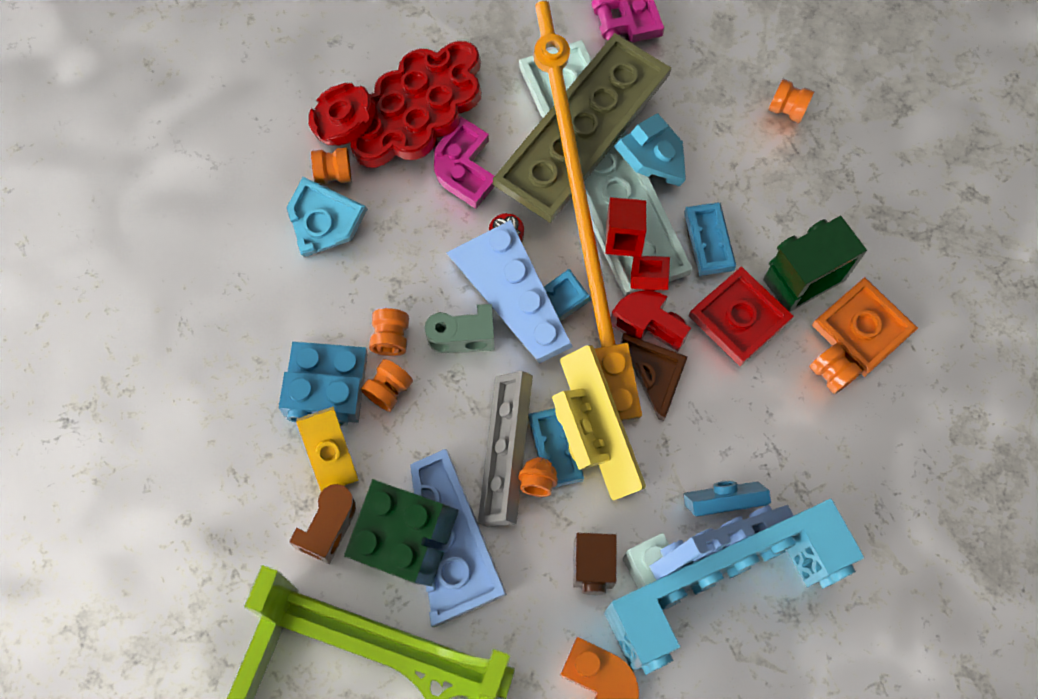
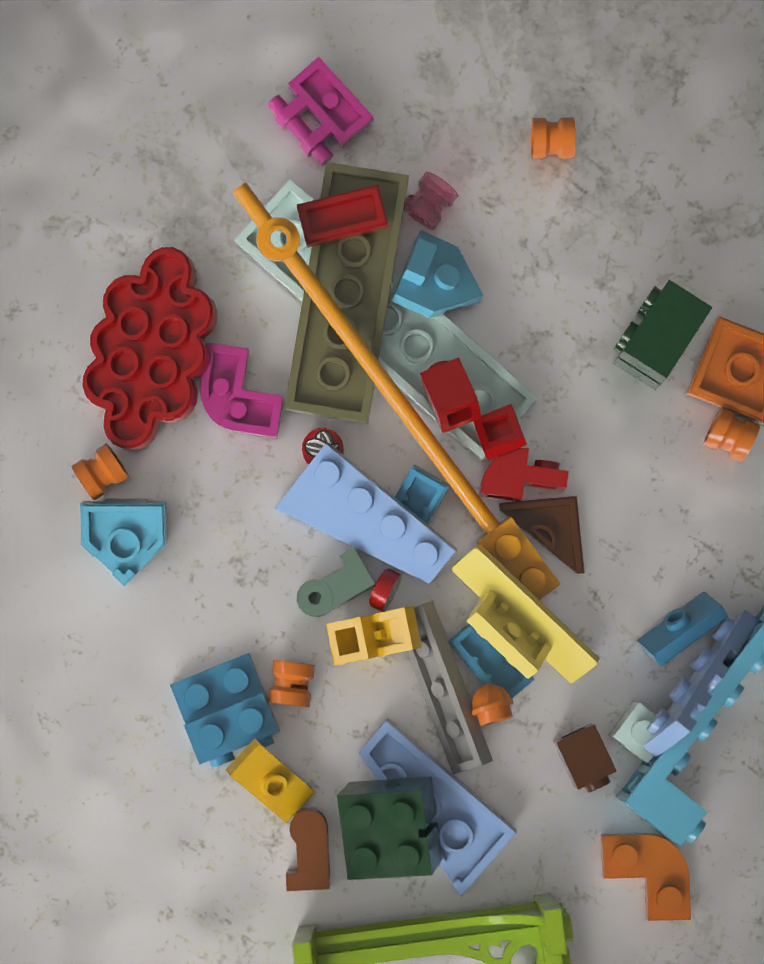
camera: 20 degrees left, 15 degrees up
(342, 114) = (76, 404): red tile -> none
(389, 332) = (263, 626): orange wheel -> none
(471, 381) = (374, 635): none -> yellow brick
(499, 352) = (385, 589): none -> red tile
(607, 69) = (342, 216): none -> red tile
(677, 100) = (430, 201): none -> clear pink wheel
(709, 239) = (539, 350): dark azure plate -> none
(740, 316) = (610, 423): red plate -> none

